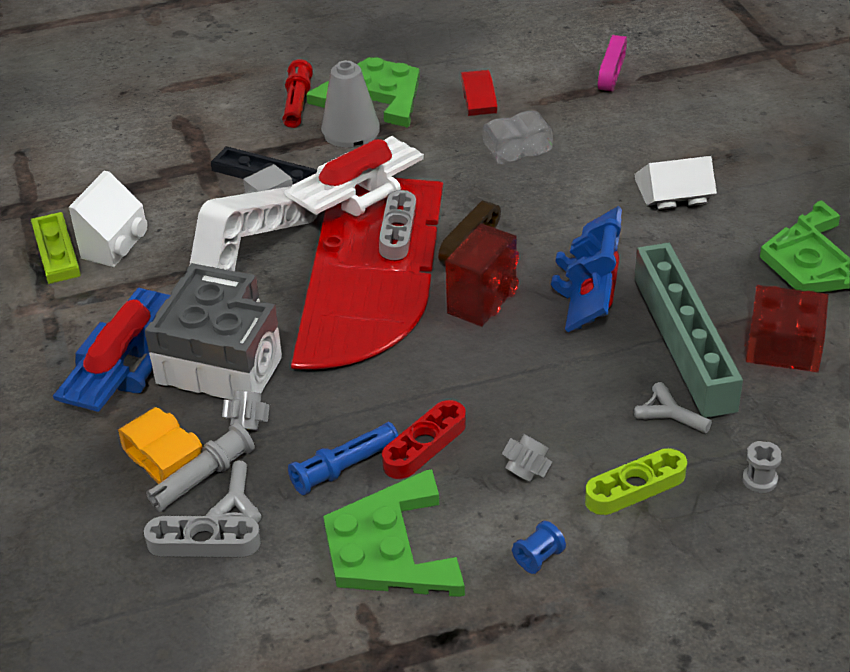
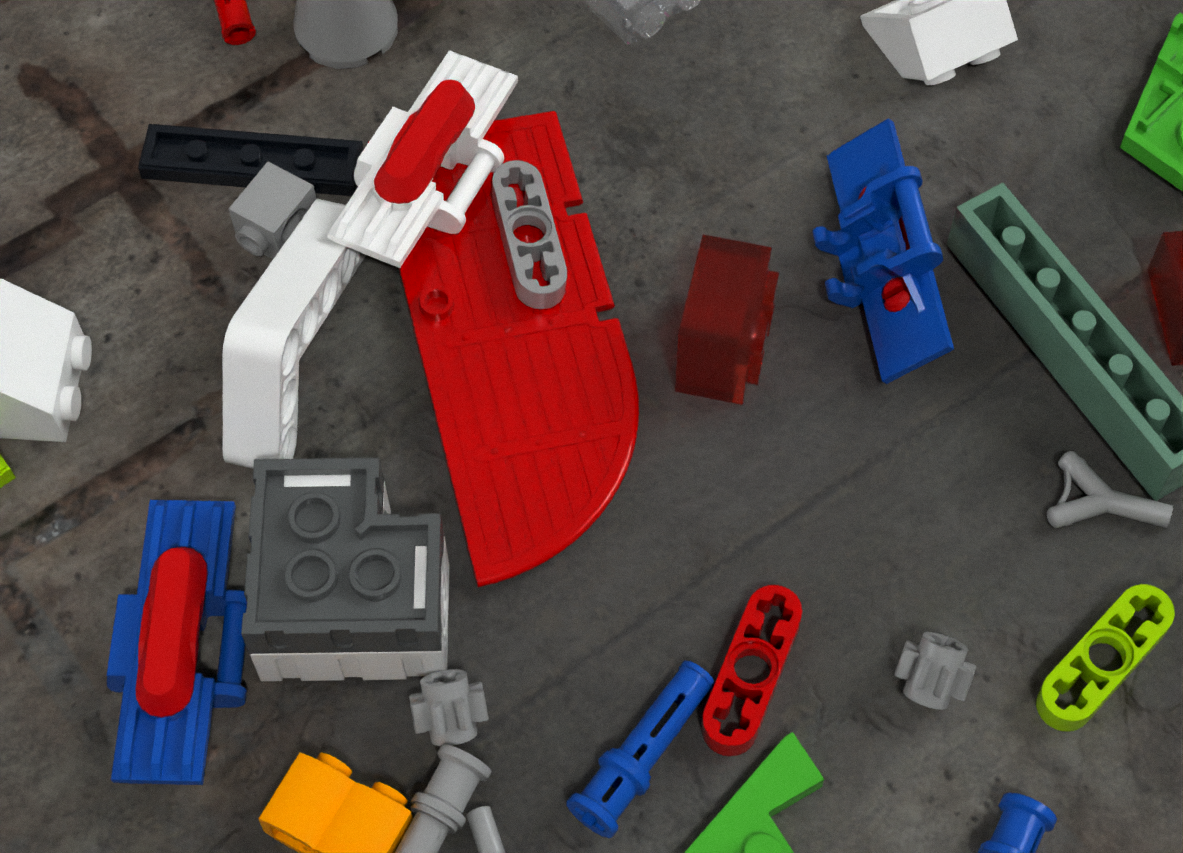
camera: 20 degrees left, 20 degrees up
(484, 213) = (653, 222): dark brown beam -> none

